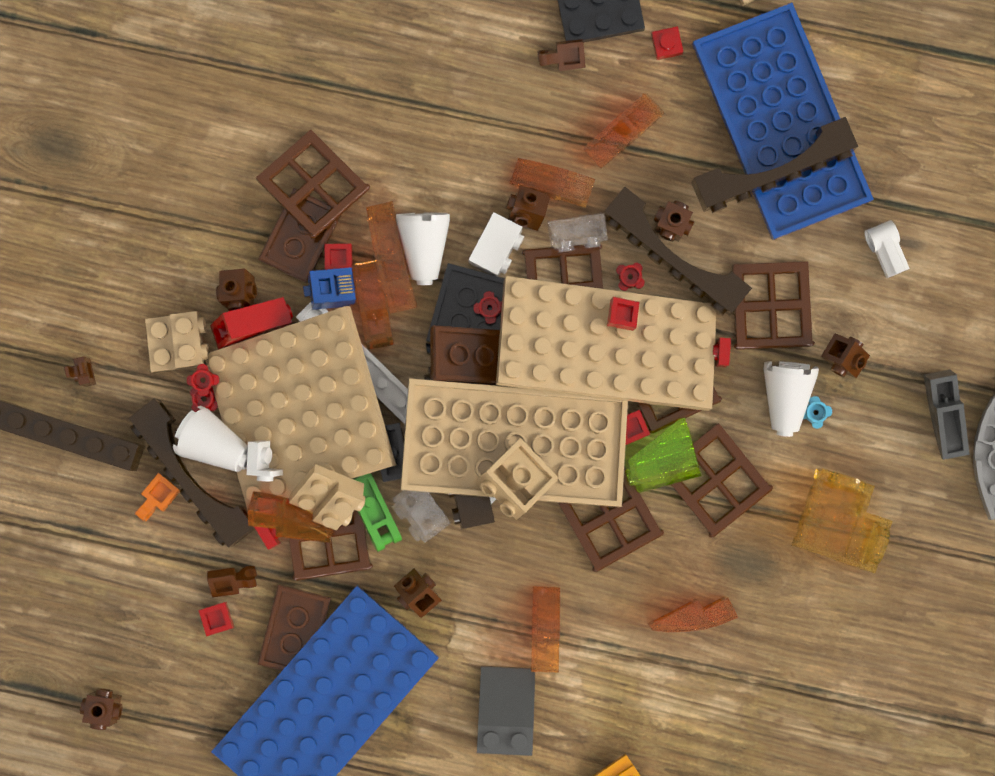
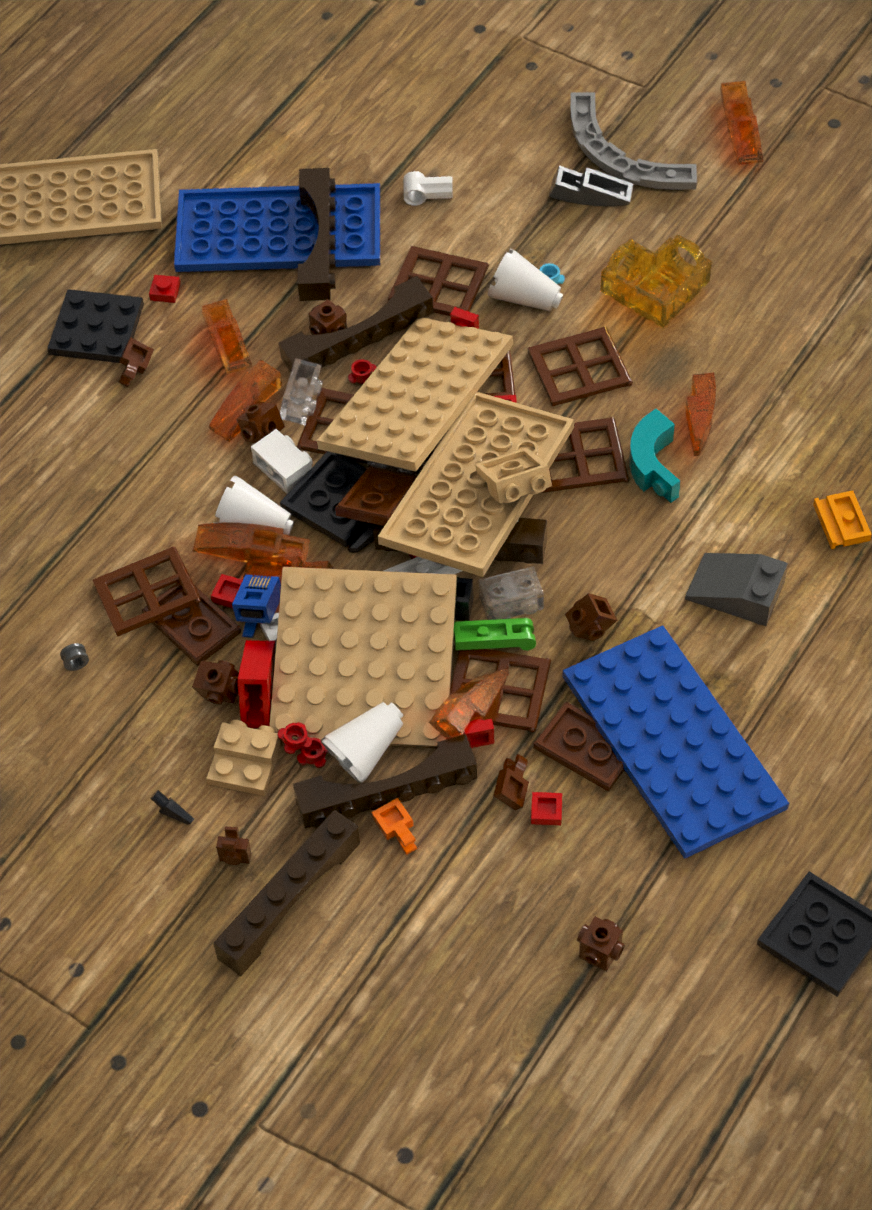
camera: 70 degrees left, 30 degrees down
(109, 301) = (171, 808): none -> black bar
(223, 152) = (74, 657): none -> dark grey bush
(258, 460) = (398, 697): white bracket -> none
(328, 496) = (463, 651): tan plate -> none
(481, 307) = (334, 472): red plate -> none
(545, 629) = (670, 528): clear orange slope -> none
(622, 577) = (647, 439): none -> teal arch
(623, 313) = (395, 364): red plate -> none
(665, 460) = (545, 382): clear neon green slope -> none
(845, 356) = (508, 234): reddish brown brick -> none

